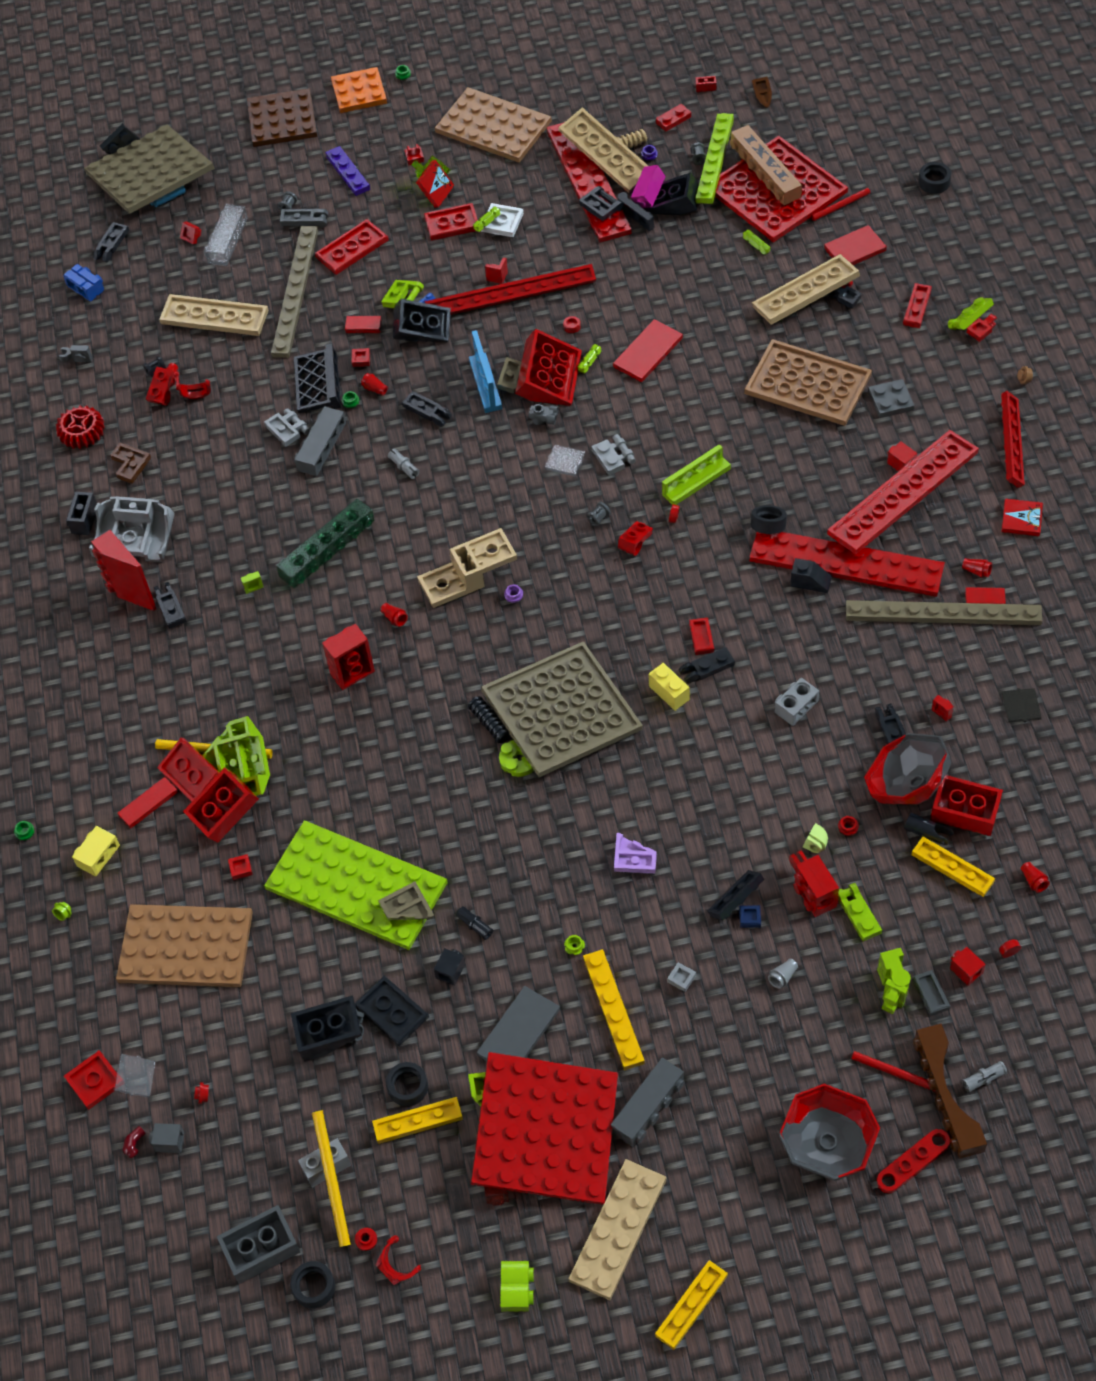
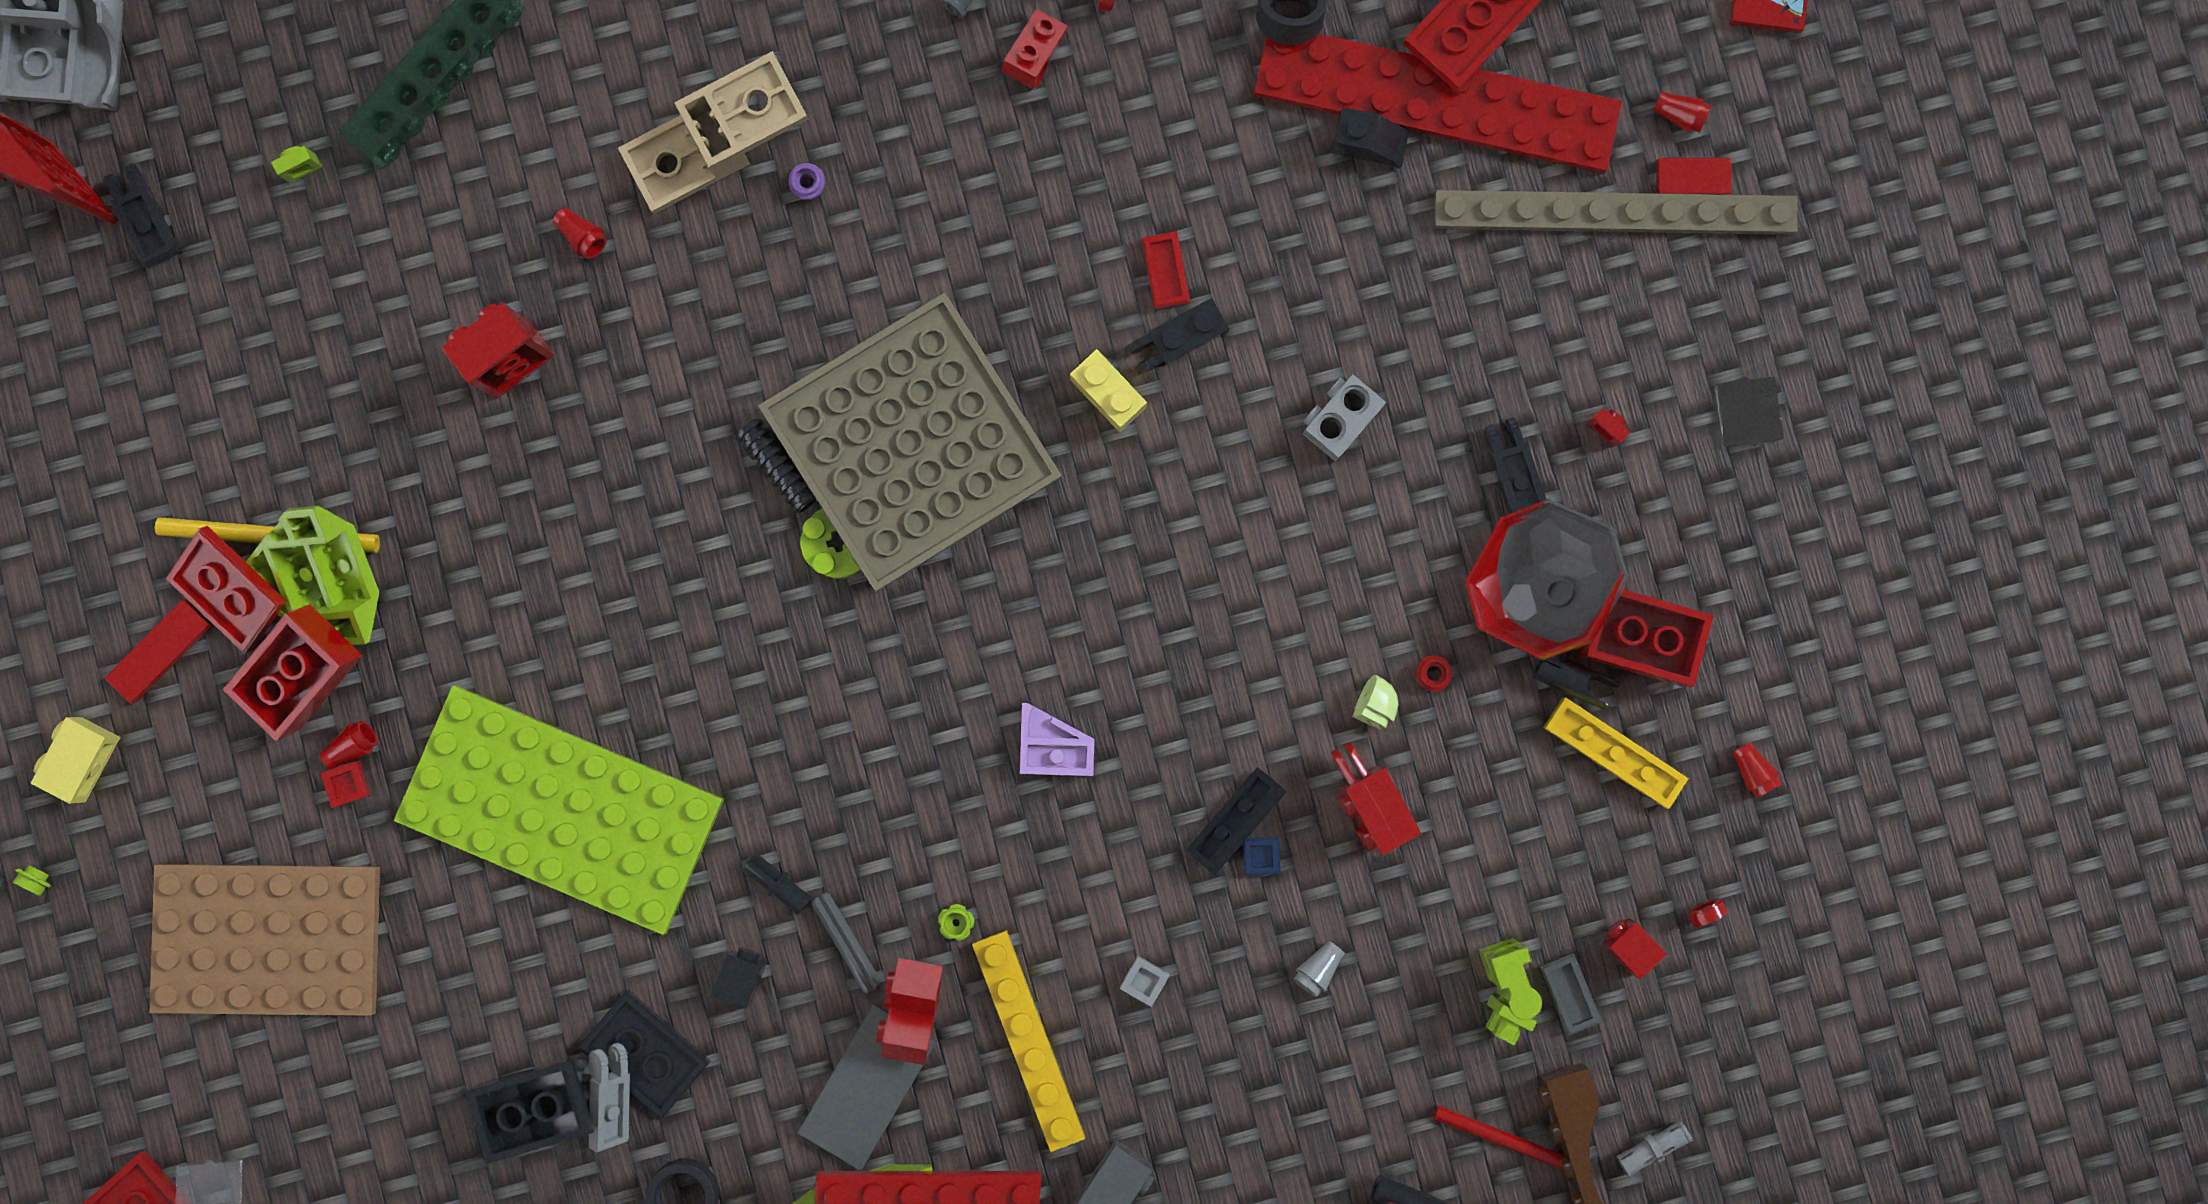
camera: 15 degrees left, 30 degrees up
(247, 845) = (351, 743): none -> red cone
(370, 1025) = (609, 1098): none -> light grey hinge
(406, 904) = (652, 864): dark tan wing -> none
(511, 954) = (846, 942): none -> dark grey axle
(547, 978) = (912, 1007): none -> red brick
(859, 913) = (1449, 844): lime plate -> none

